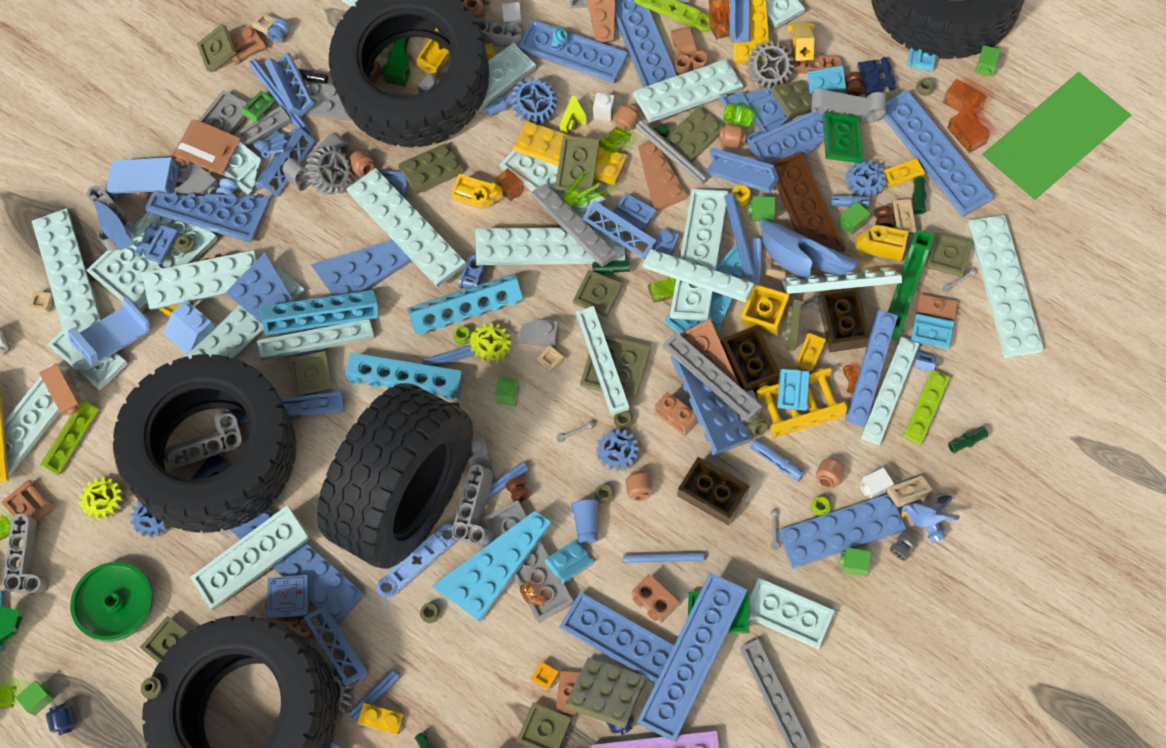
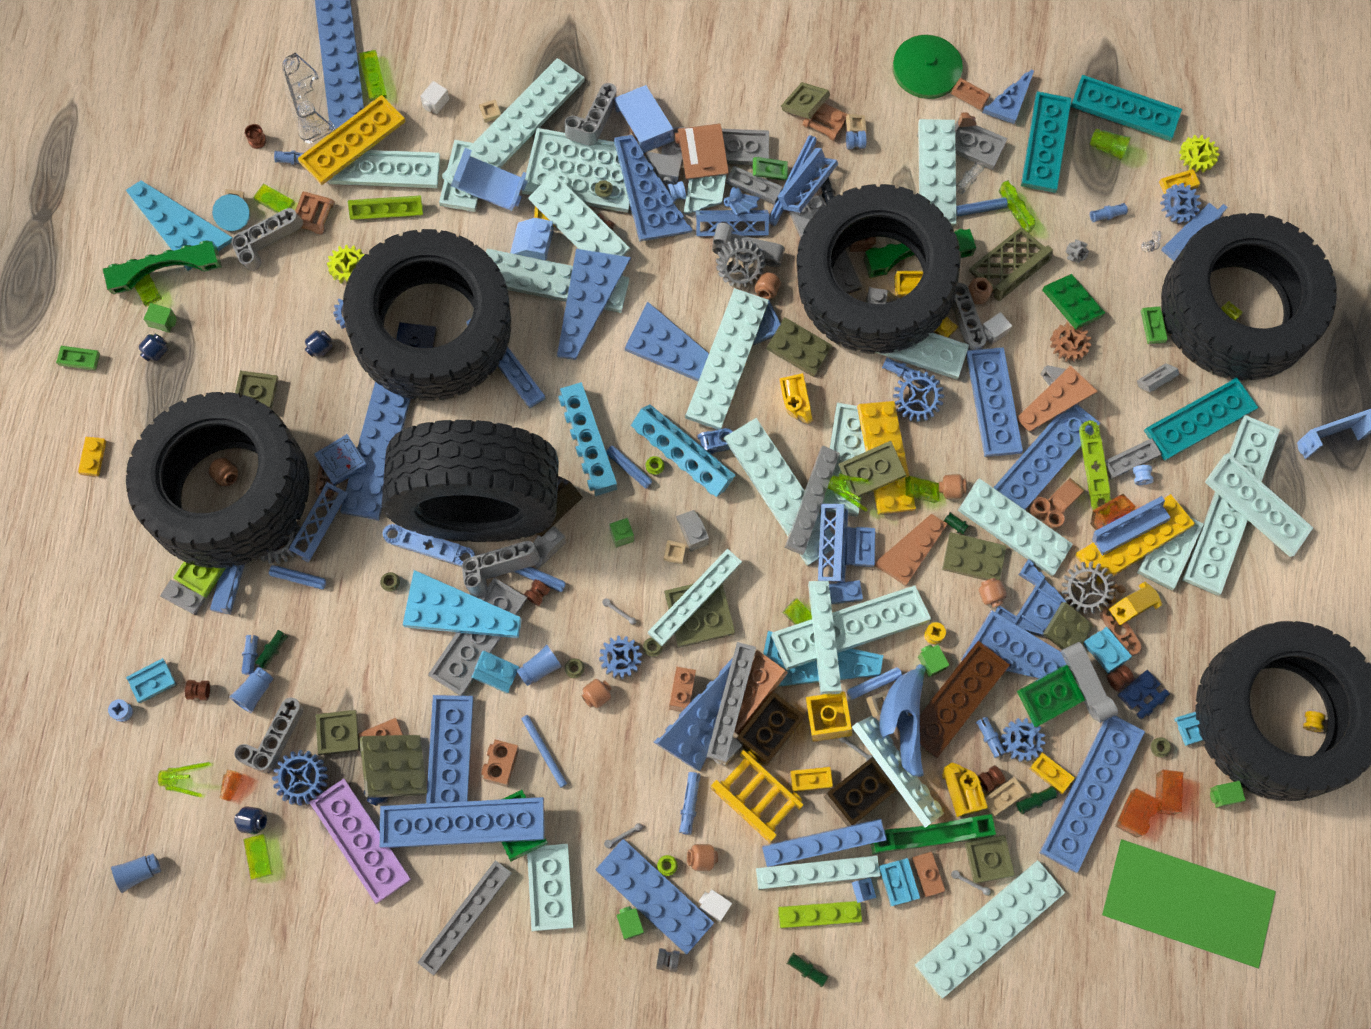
camera: 50 degrees right, 5 degrees up
(62, 388) = (417, 175): nougat slope -> none
(111, 602) = (264, 326): green dish -> none
(113, 226) = (579, 124): medium blue slope -> none
(156, 689) = (198, 399): olive plate -> none
(160, 245) = (591, 171): medium blue plate -> none
(161, 562) = (318, 343): none -> dark blue head
(202, 442) = (432, 312): light grey beam -> none
(229, 712) = (223, 472): none -> nougat head
(250, 557) = (356, 409): light aqua plate -> none
(310, 373) = (546, 361): olive plate -> none
(314, 339) = (576, 346): light aqua plate -> none
(319, 312) = (601, 334): medium azure brick -> none
(380, 719) = (278, 593): yellow plate -> none
(498, 339) = (661, 499): neon yellow gear -> none
(510, 183) = (822, 422): clear orange brick -> none
(529, 595) = (444, 654): clear orange arm -> none
(544, 676) = (384, 707): light orange plate -> none
(559, 36) = (998, 381): medium azure plate -> none
(573, 114) = (926, 436): neon yellow slope -> none
(597, 292) = (761, 558): olive plate -> none
(603, 107) = (951, 461): white brick -> none
(612, 267) = (795, 559): dark green pin -> none
(671, 152) = (941, 546): light grey axle -> none
(713, 491) = (625, 761): dark brown brick -> none
(738, 114) = (1017, 586): clear neon green gear -> none
(739, 234) = (890, 653): medium blue axle -> none
(742, 172) = (957, 621): medium blue fence -> none
(757, 426) = (711, 769): olive plate -> none
(792, 324) = (820, 751): olive plate -> none
(793, 389) = (760, 781): medium azure plate -> none
(851, 375) = (812, 828): clear orange arm -> none
(854, 218) = (973, 750): bright green brick -> none
(909, 491) = (724, 939): tan plate -> none
(930, 515) = (711, 970): medium blue animal -> none

